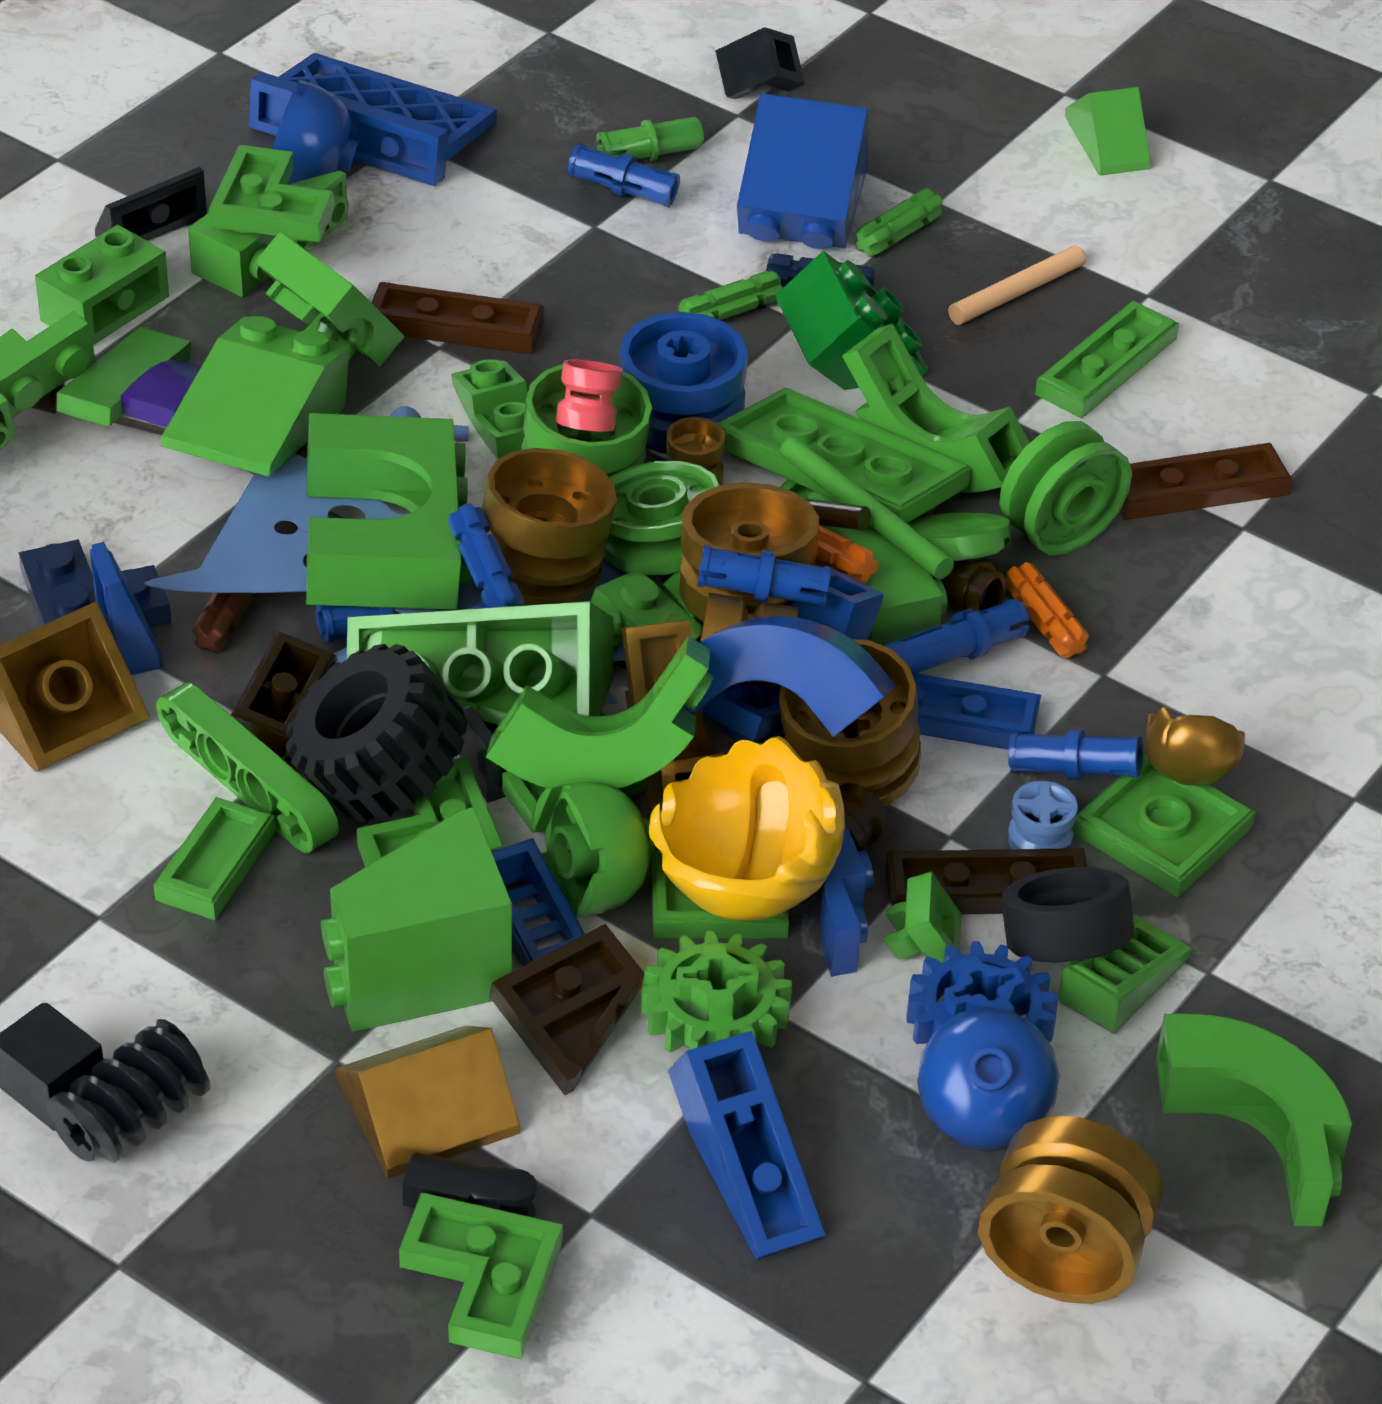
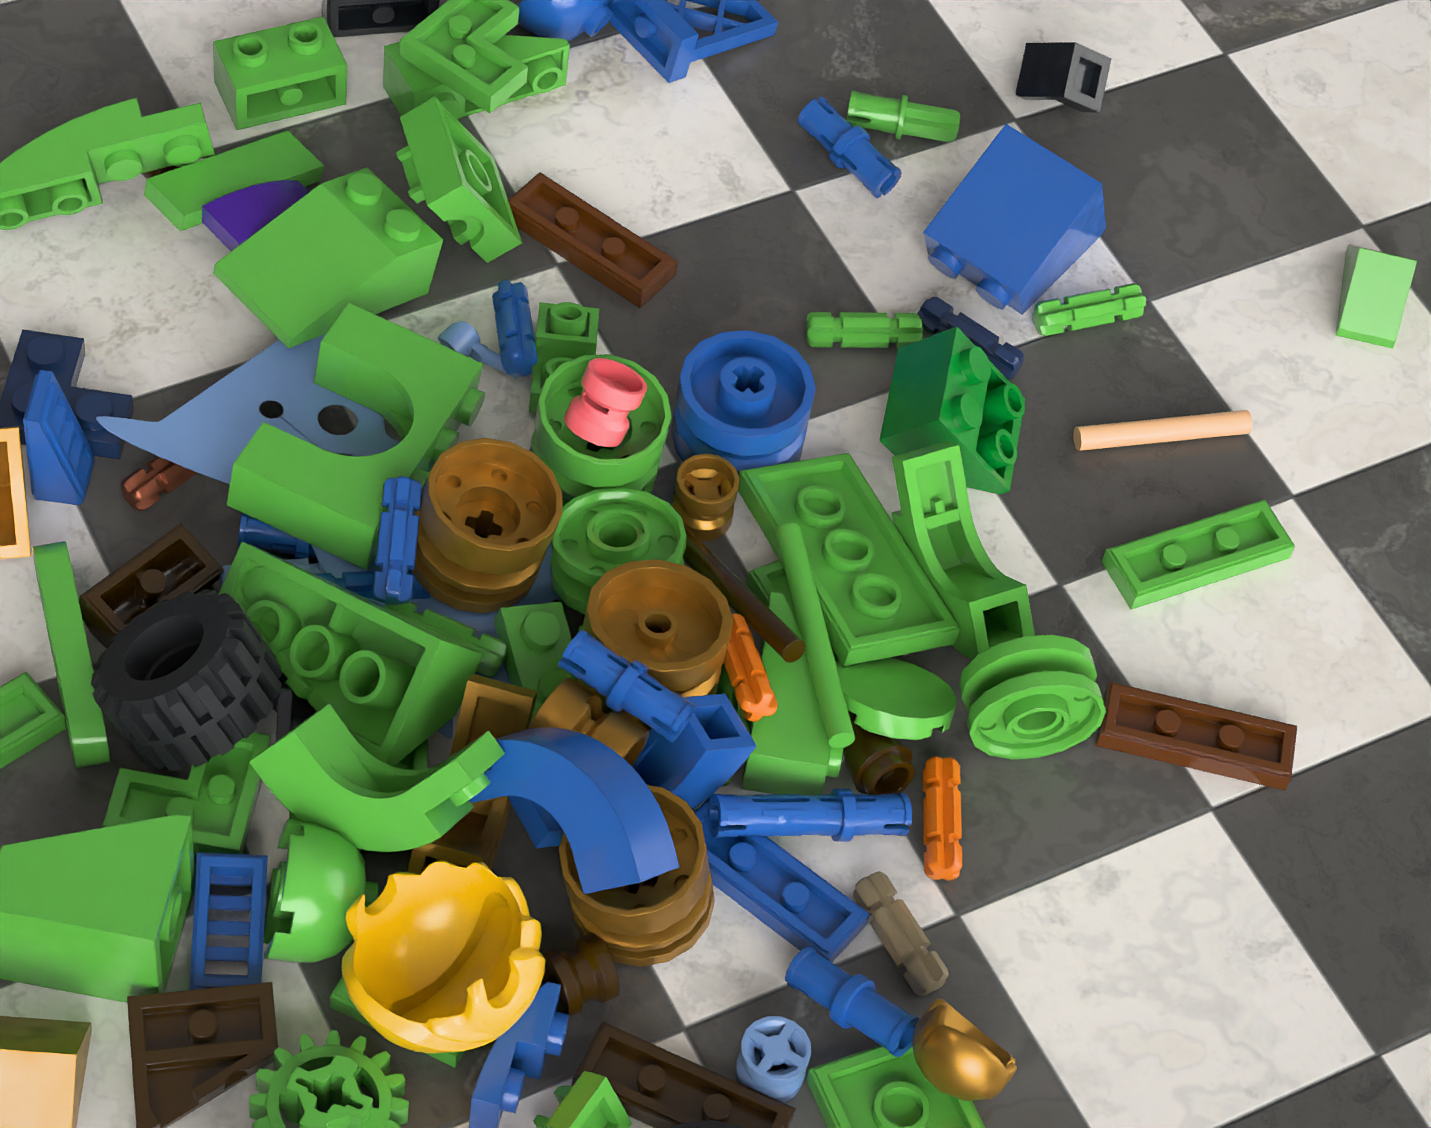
camera: 20 degrees right, 10 degrees up
(445, 398) = (514, 328): none -> blue axle
(1075, 700) = (900, 934): none -> dark tan axle

